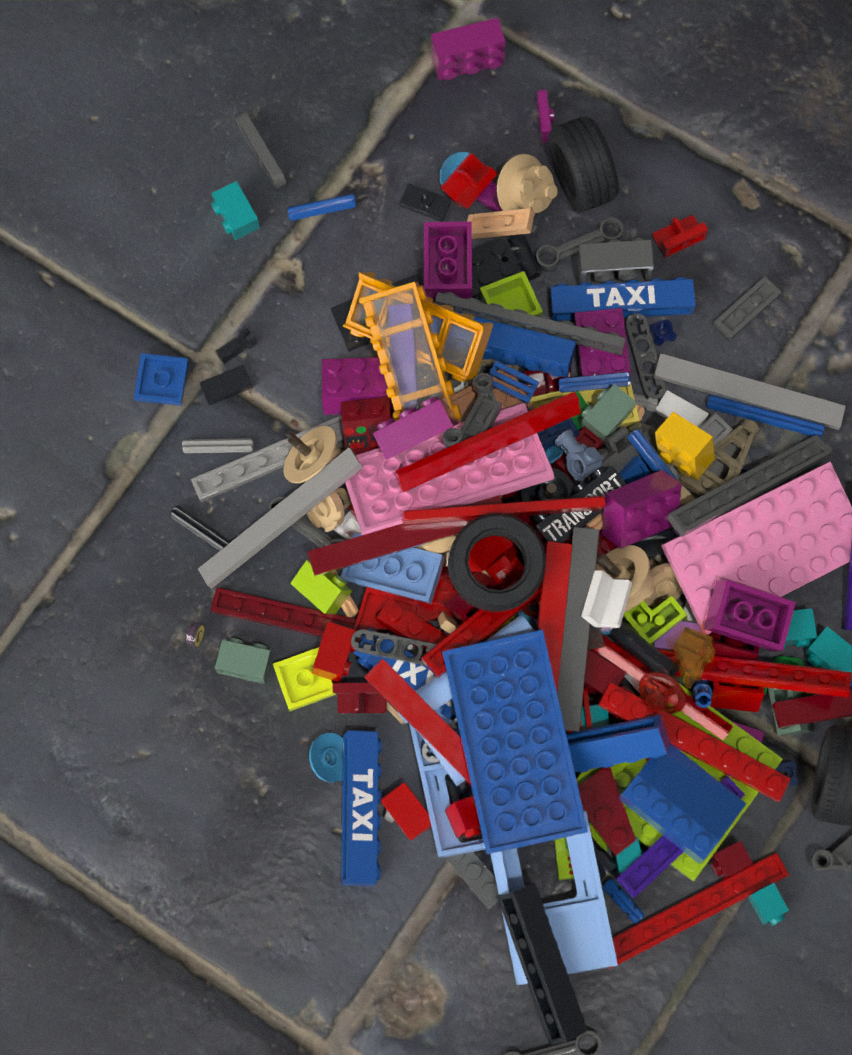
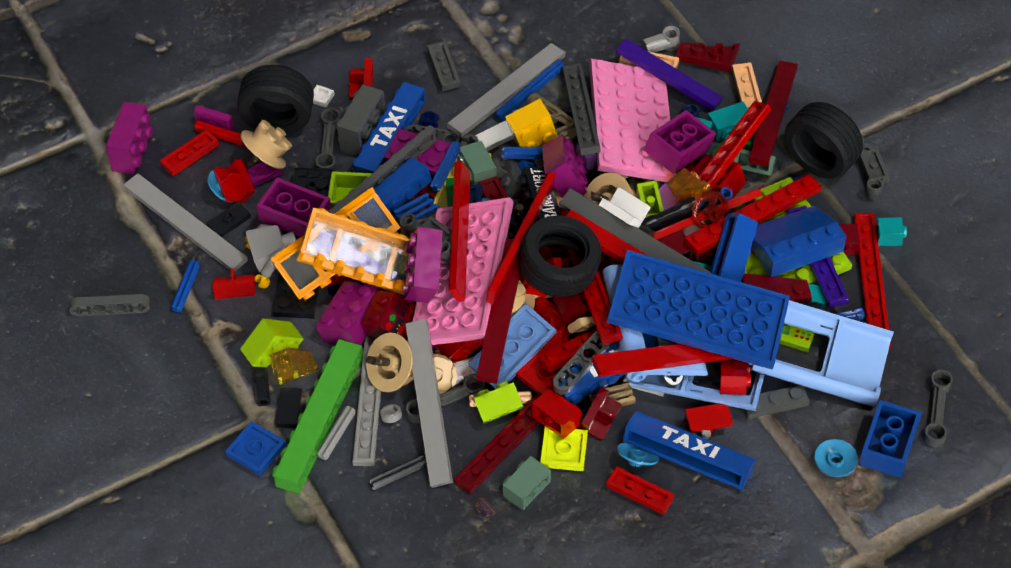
camera: 65 degrees left, 20 degrees down
(226, 418) = (318, 416): none -> bright green brick
(235, 211) = (149, 341): teal brick -> none
(264, 486) = (390, 413): none -> light grey tile
(272, 361) = (292, 364): none -> clear yellow slope
(287, 326) = (270, 338): none -> lime brick
(289, 780) = (640, 490): none -> red plate
(345, 253) = (234, 286): none -> red panel
(396, 259) = (264, 244): none -> light grey torso
(400, 163) = (185, 222): none -> light grey tile
(423, 955) = (838, 451): none -> dark azure dish
(475, 1018) = (890, 438): none -> blue brick
(489, 117) = (189, 152): none -> red plate
(501, 223) = (285, 167): light nougat plate -> none
(532, 130) = (219, 132): none -> red axle
(542, 963) = (870, 374): black brick -> none
(580, 459) = (499, 188): sand blue connector -> none
(638, 205) = (322, 96): none -> white tile
(828, 600) = (693, 109): none -> dark blue plate

